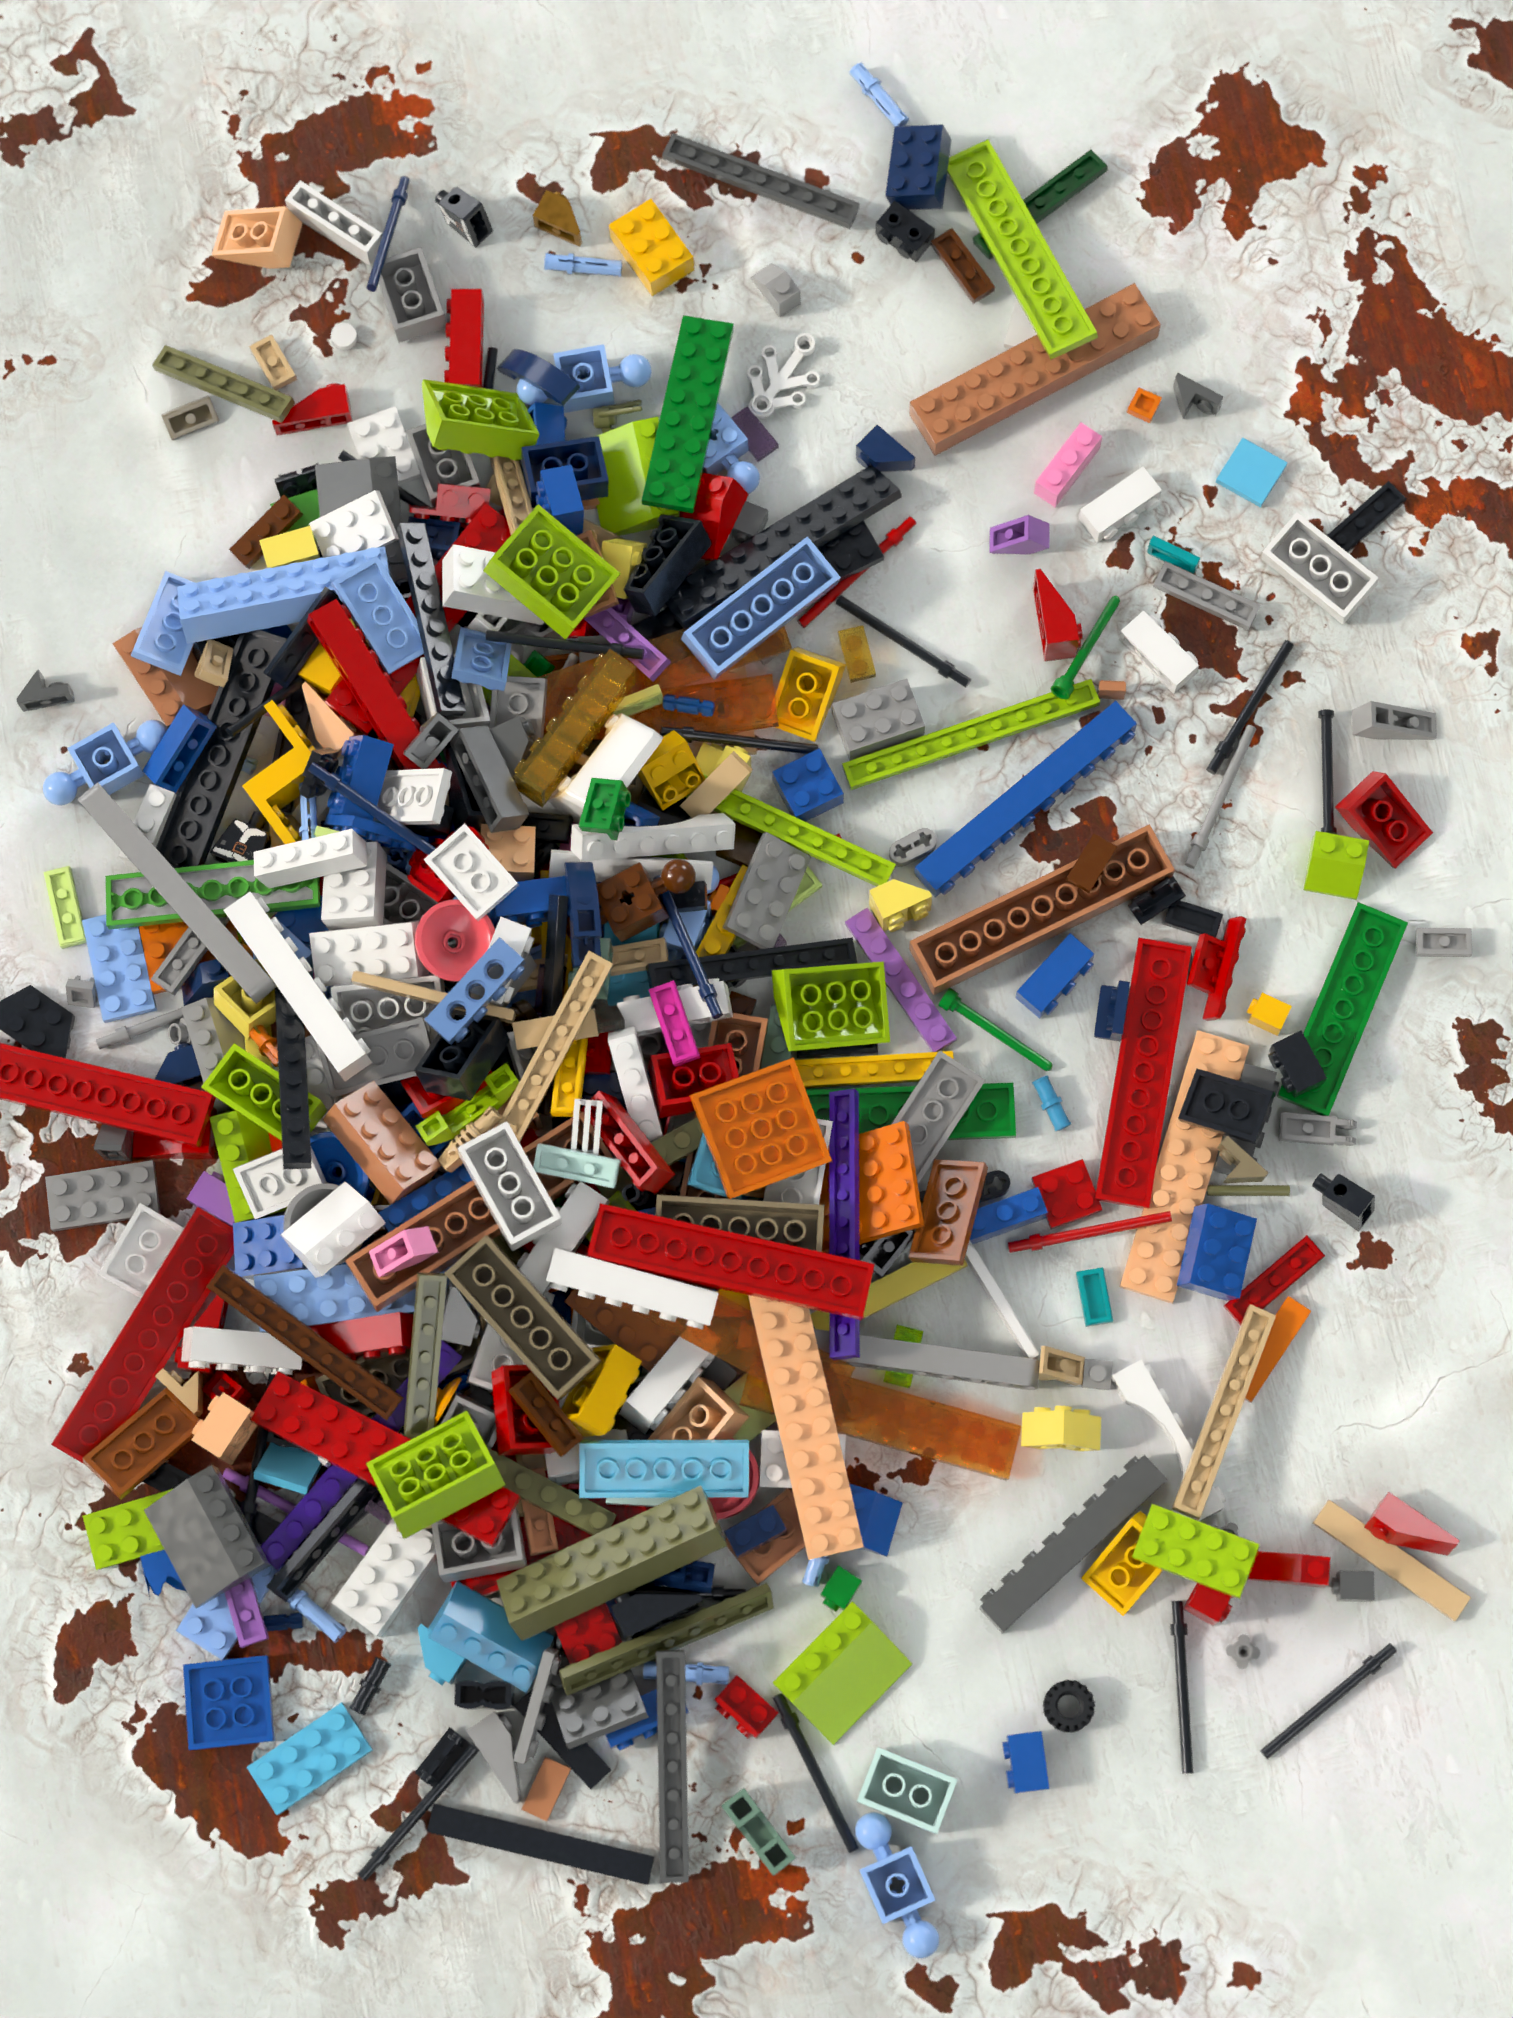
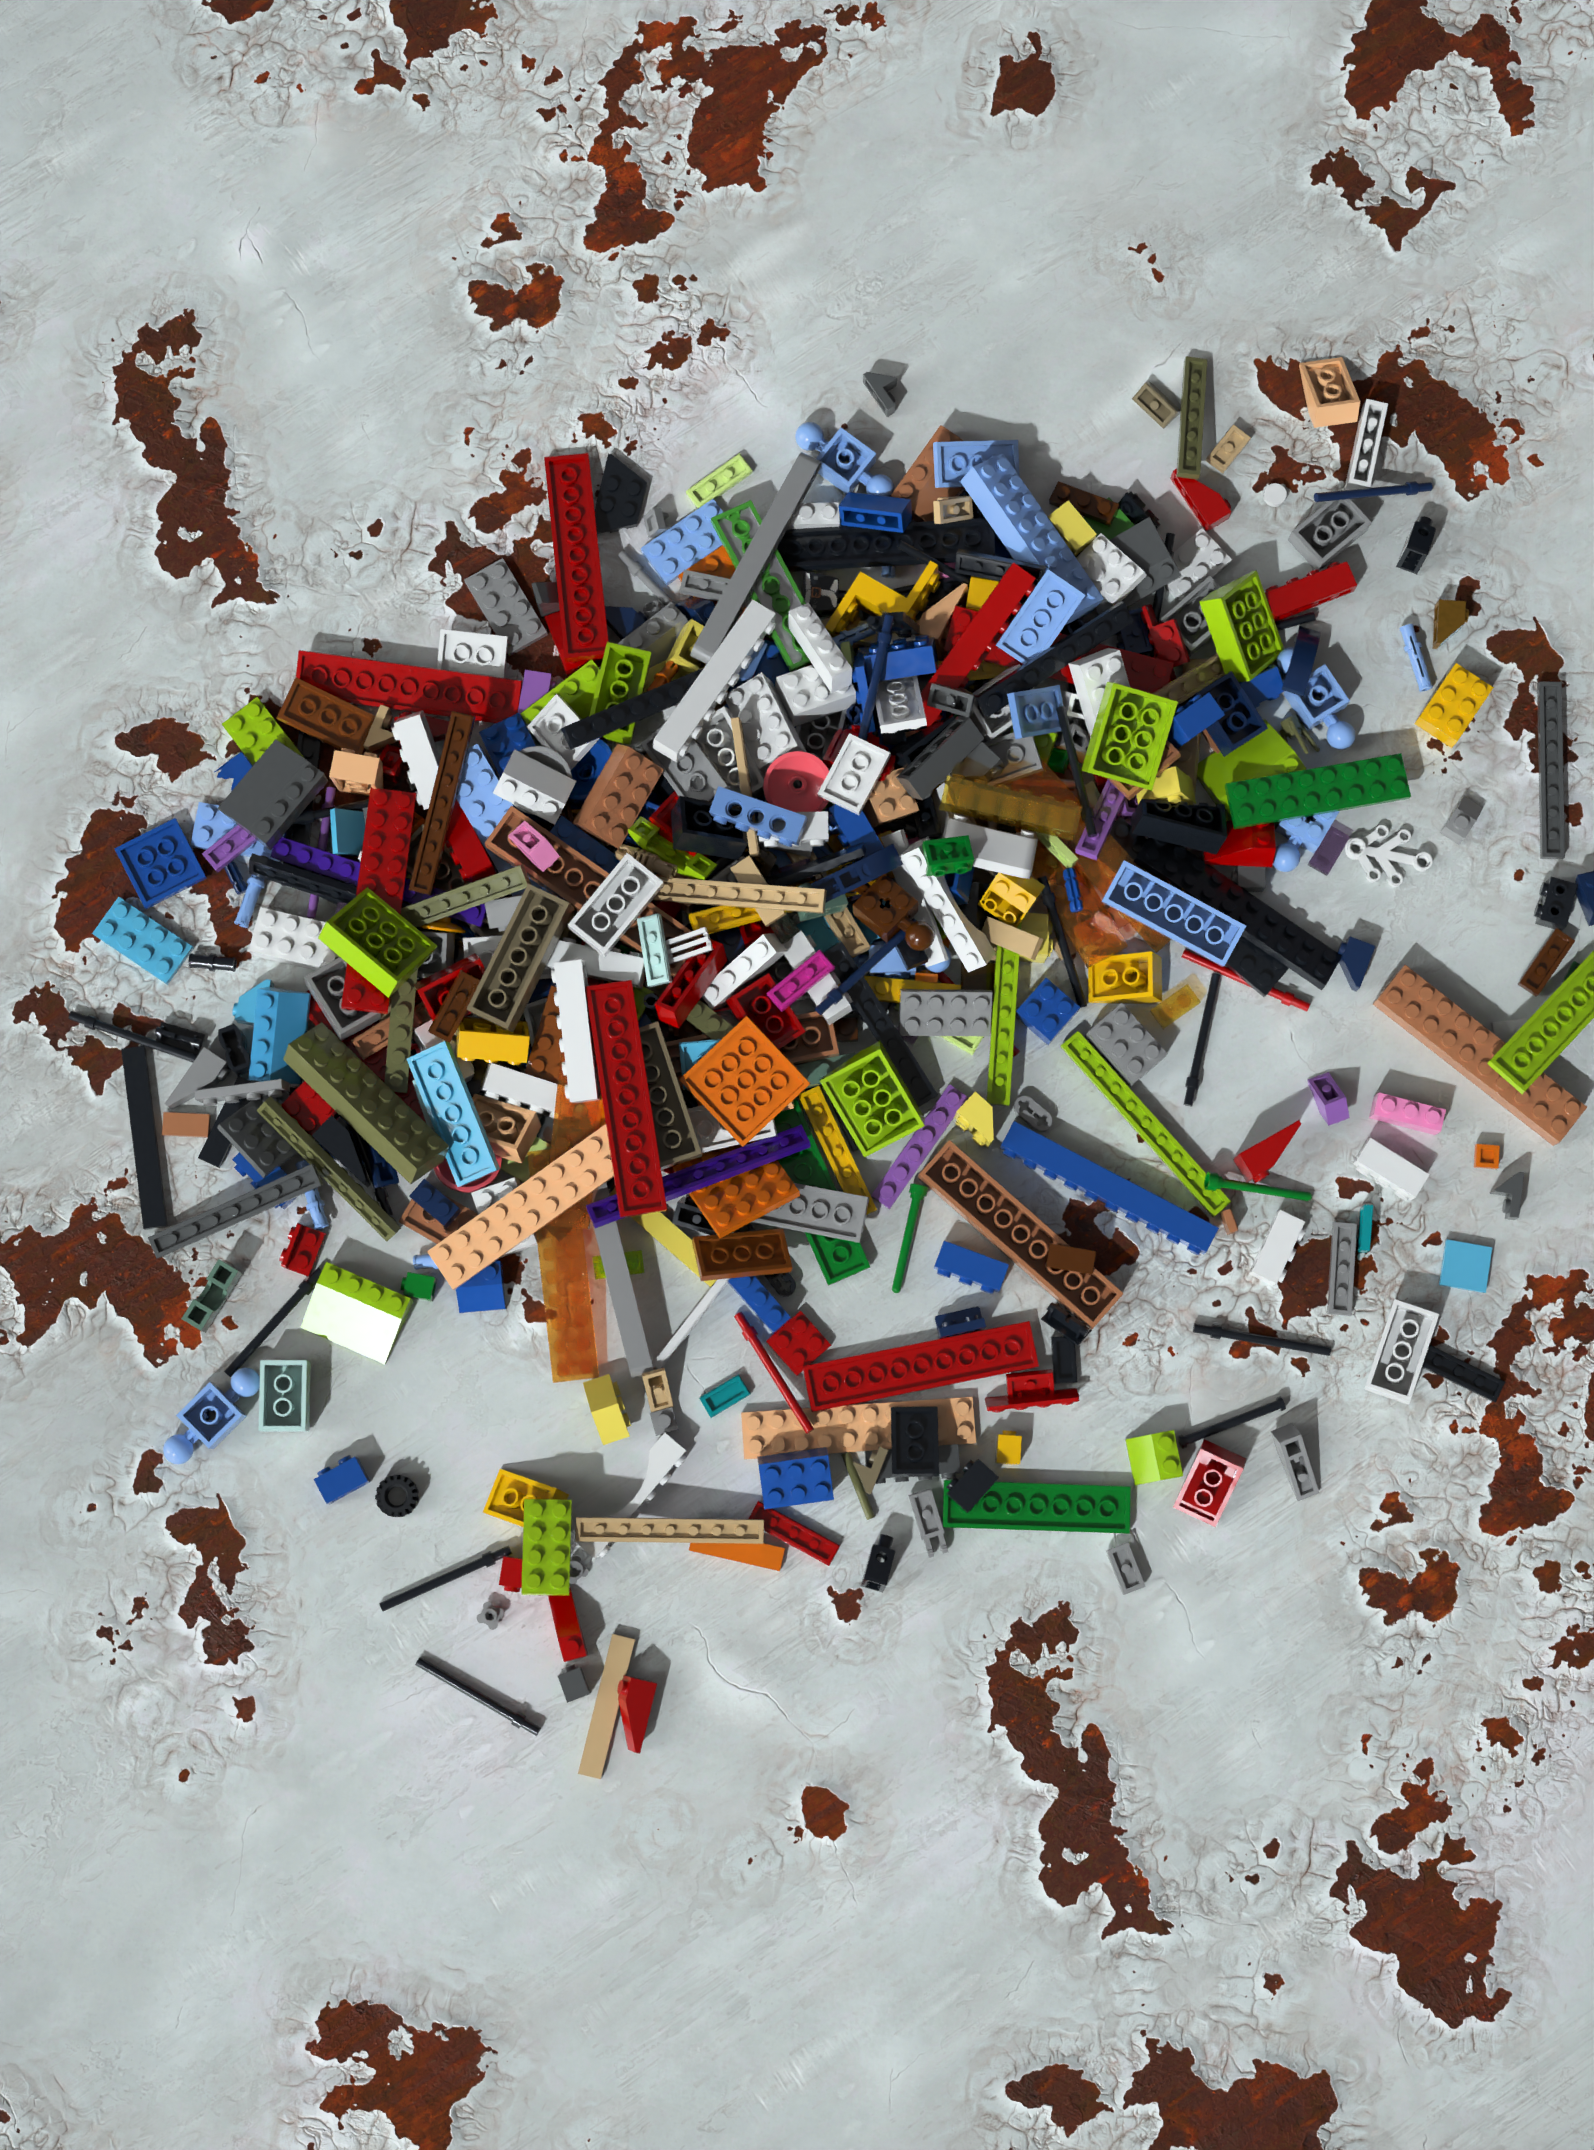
camera: 60 degrees right, 5 degrees up
(1051, 1103) = (866, 1303): dark azure pin -> none
(1073, 1543) = (522, 1451): dark grey brick -> none
(1201, 839) = (1131, 1341): light grey bar -> none

